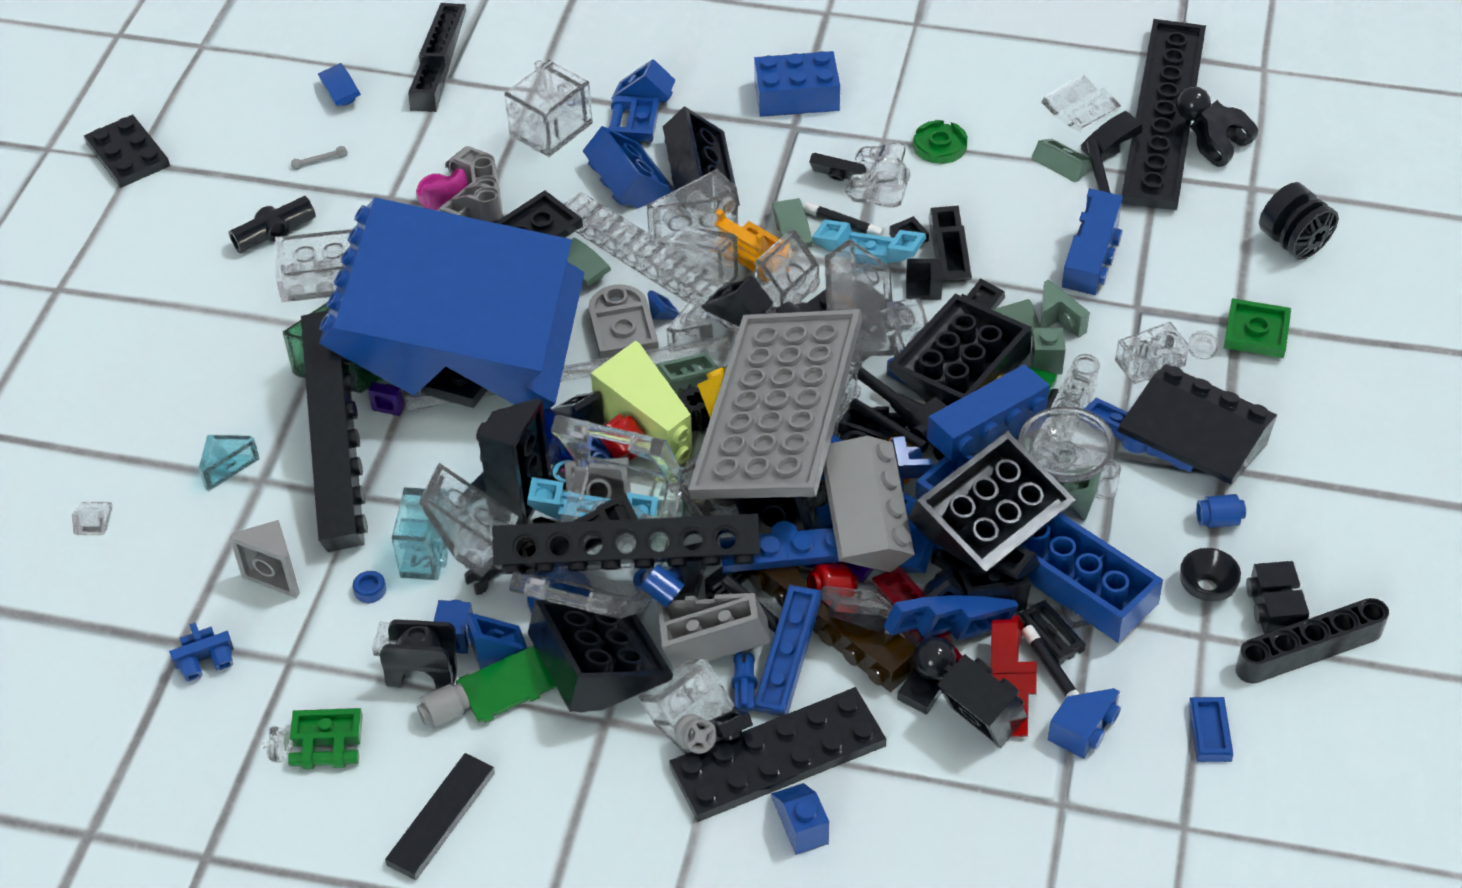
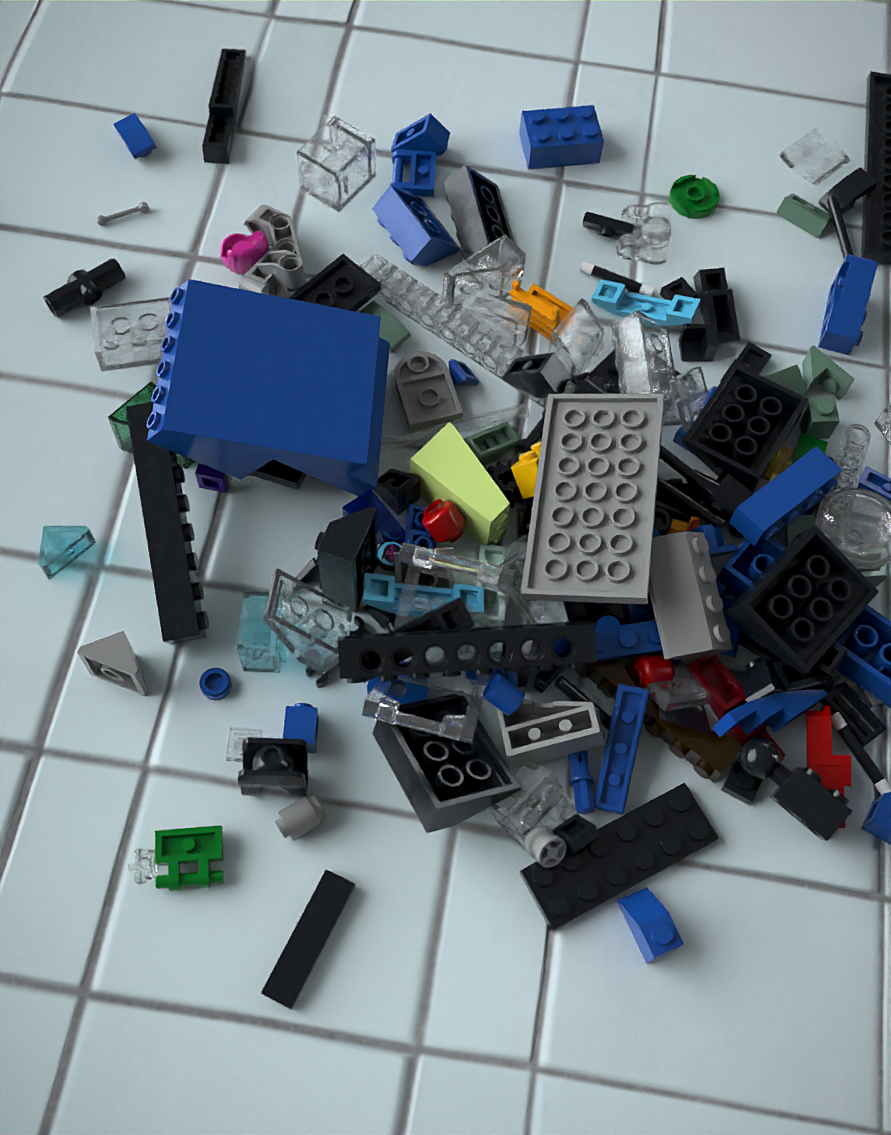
camera: 10 degrees left, 15 degrees up
(200, 646) = (46, 775): blue hips -> none
(493, 639) = (343, 743): blue slope -> none
(506, 684) = (356, 790): green piece -> none
(691, 323) = (491, 393): clear slope -> none
(790, 215) = (571, 281): sand green slope -> none

